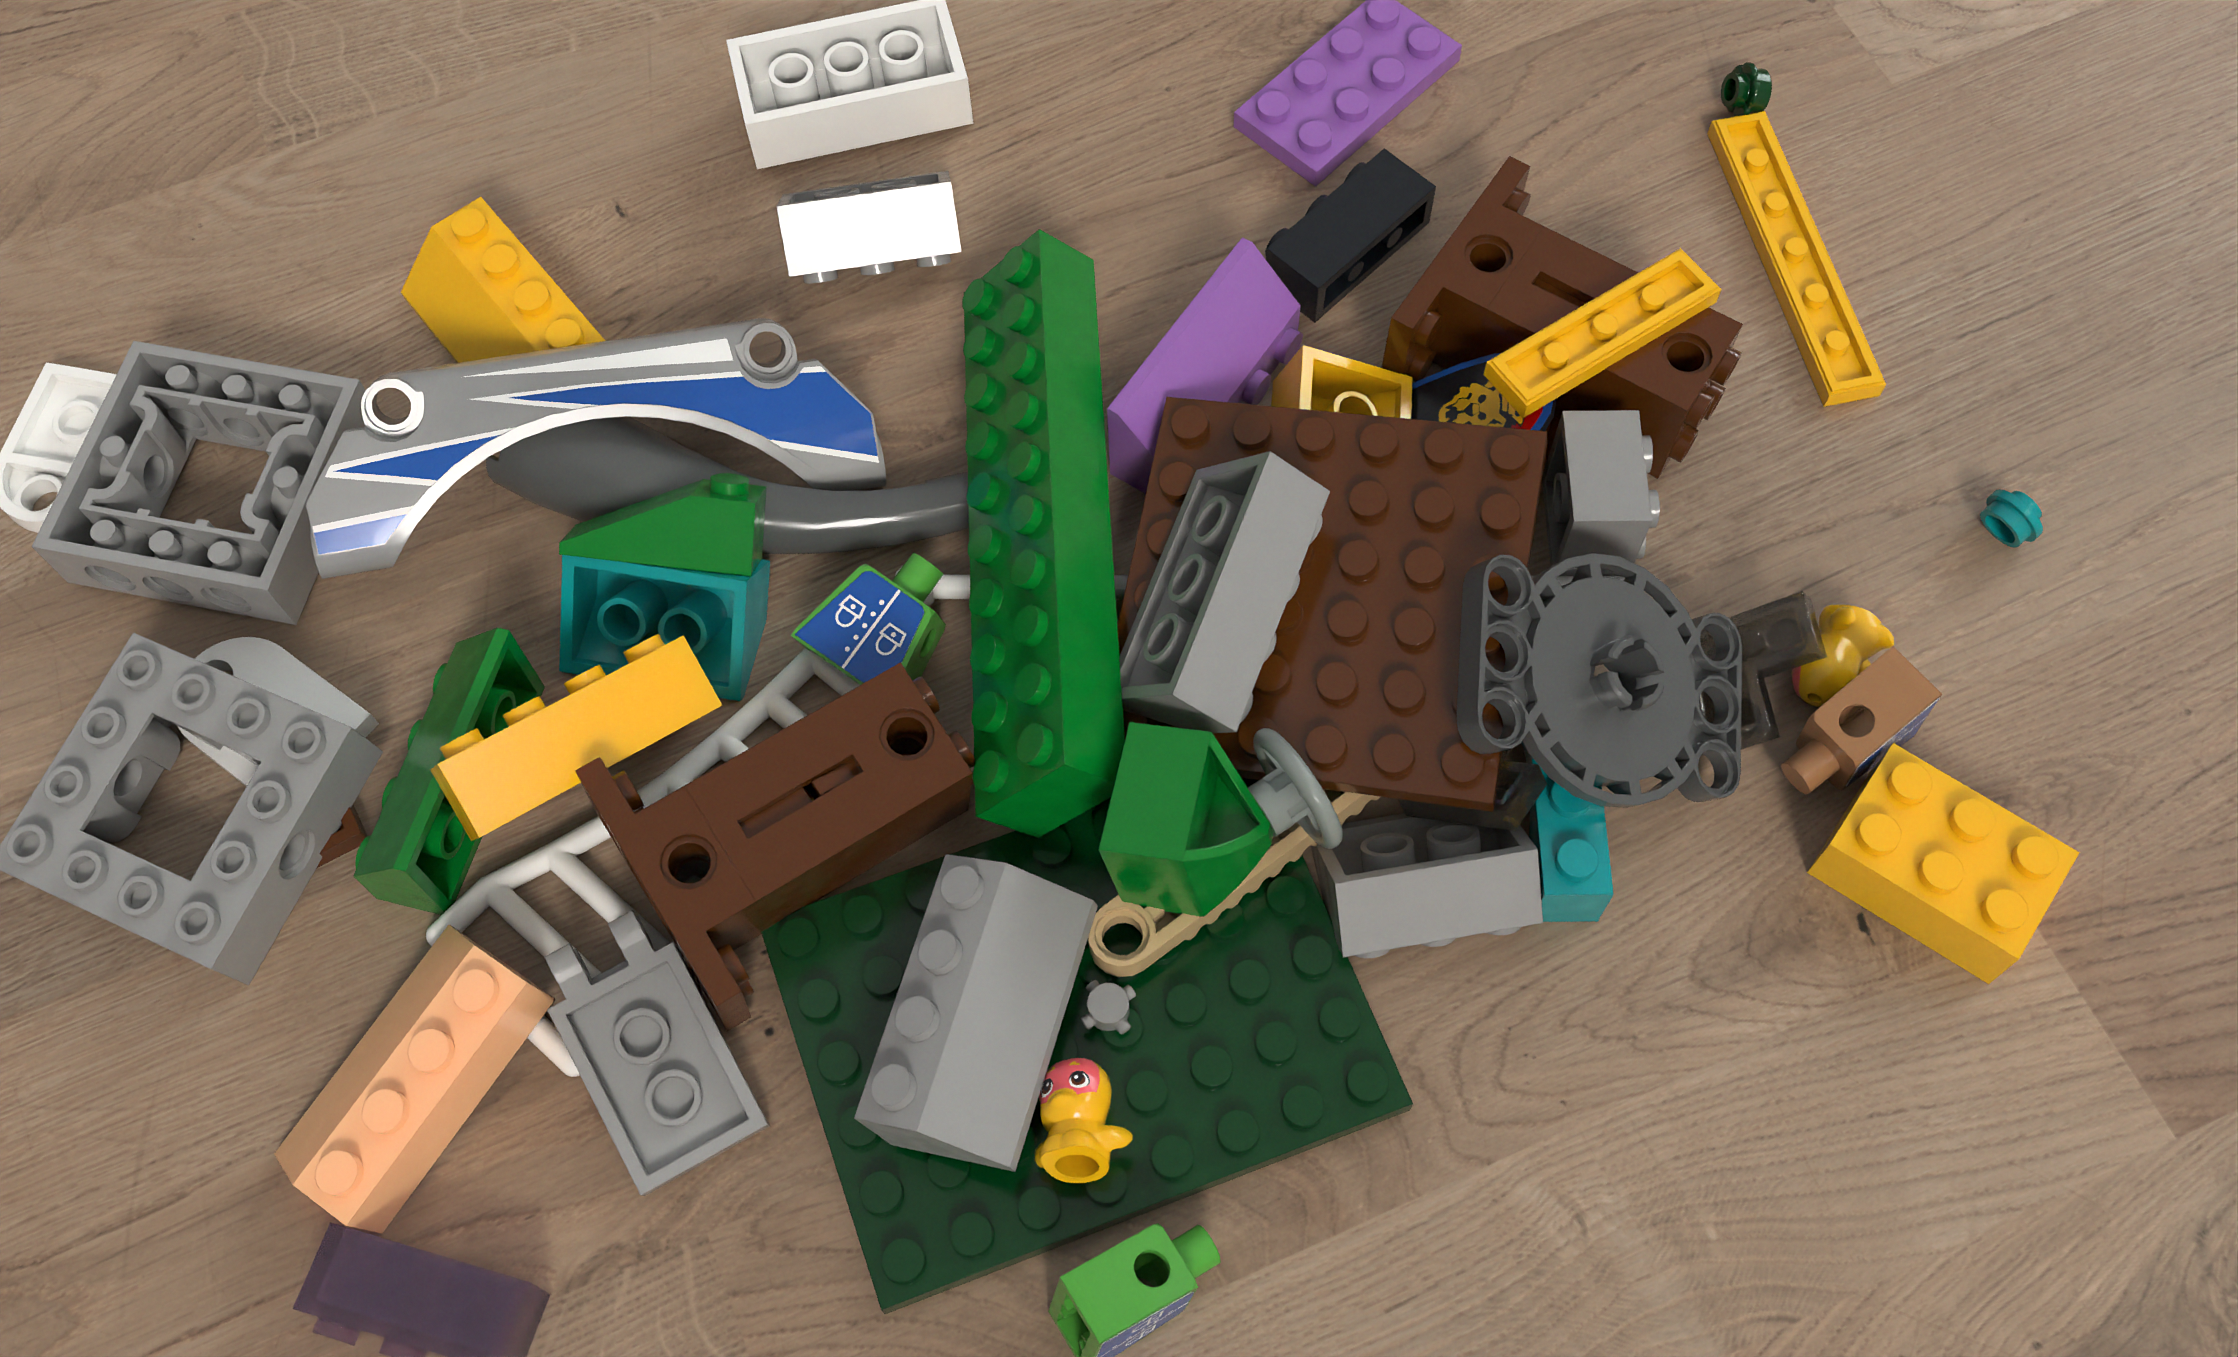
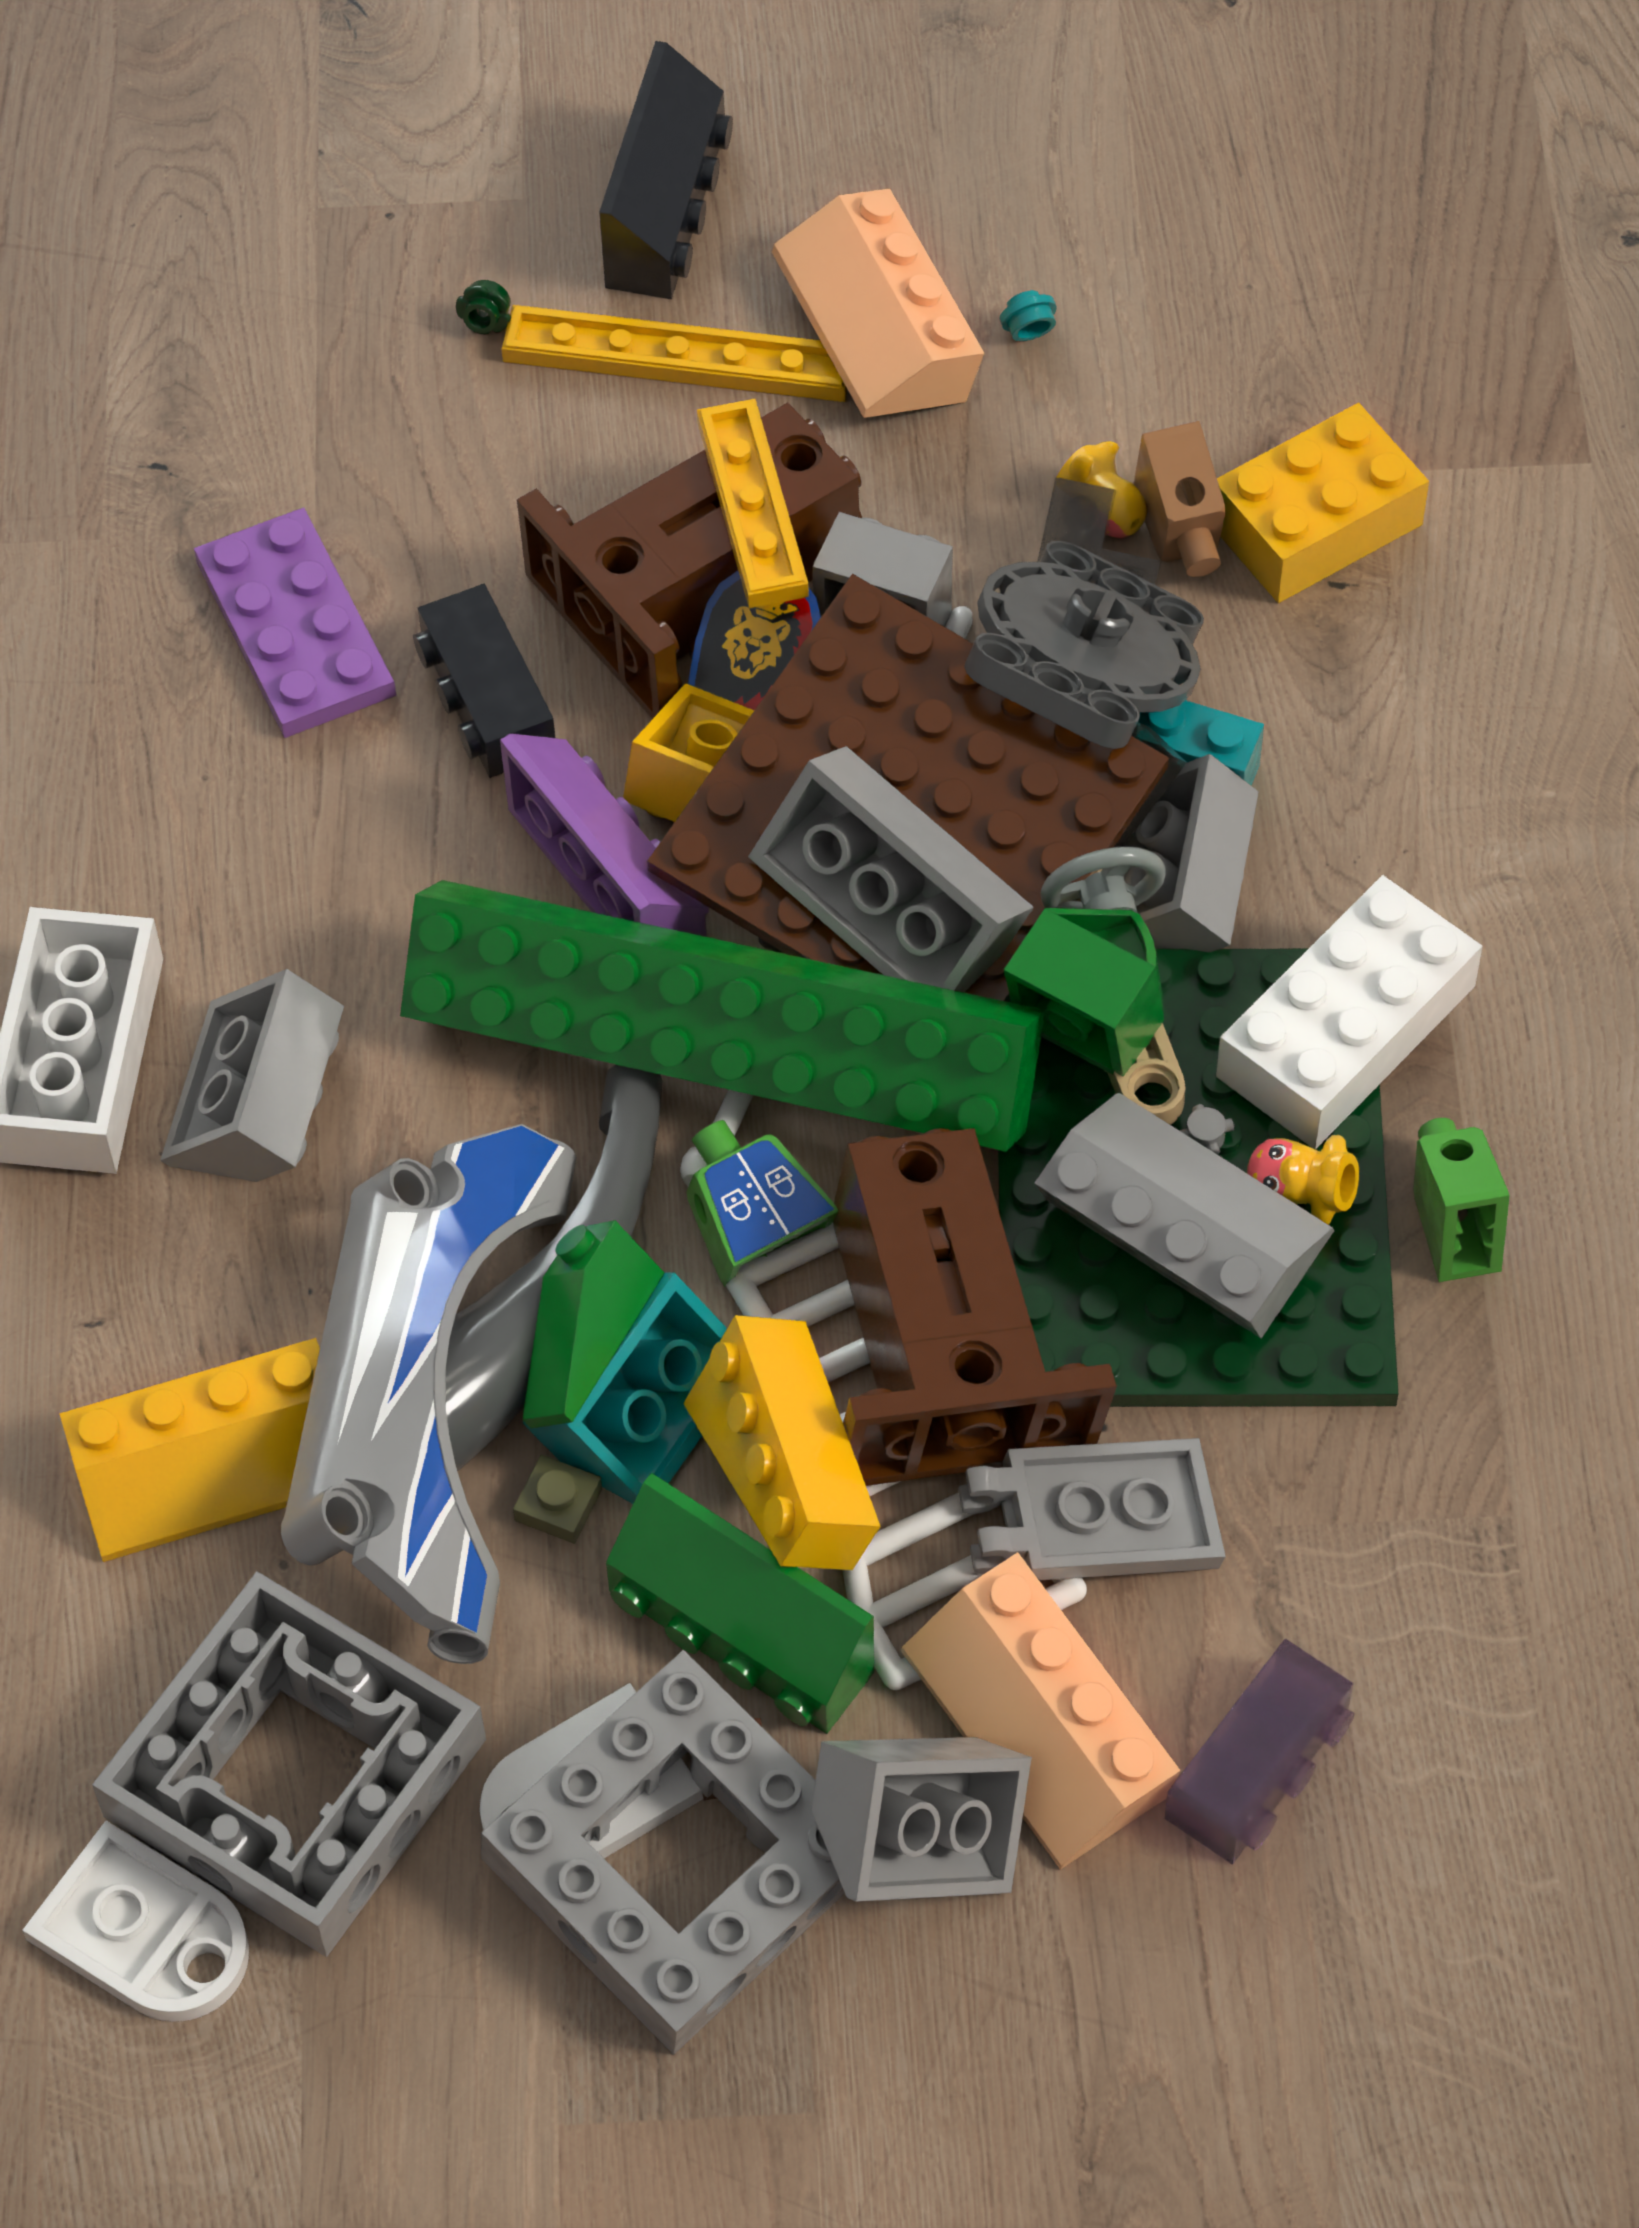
camera: 70 degrees left, 5 degrees down
(240, 994) = (921, 1815): none -> light grey slope
(536, 595) = (557, 1499): none -> olive plate
(1295, 1099) = (1348, 1011): none -> white brick
(1934, 382) = (879, 306): none -> light nougat slope
(1972, 152) = (662, 176): none -> black slope

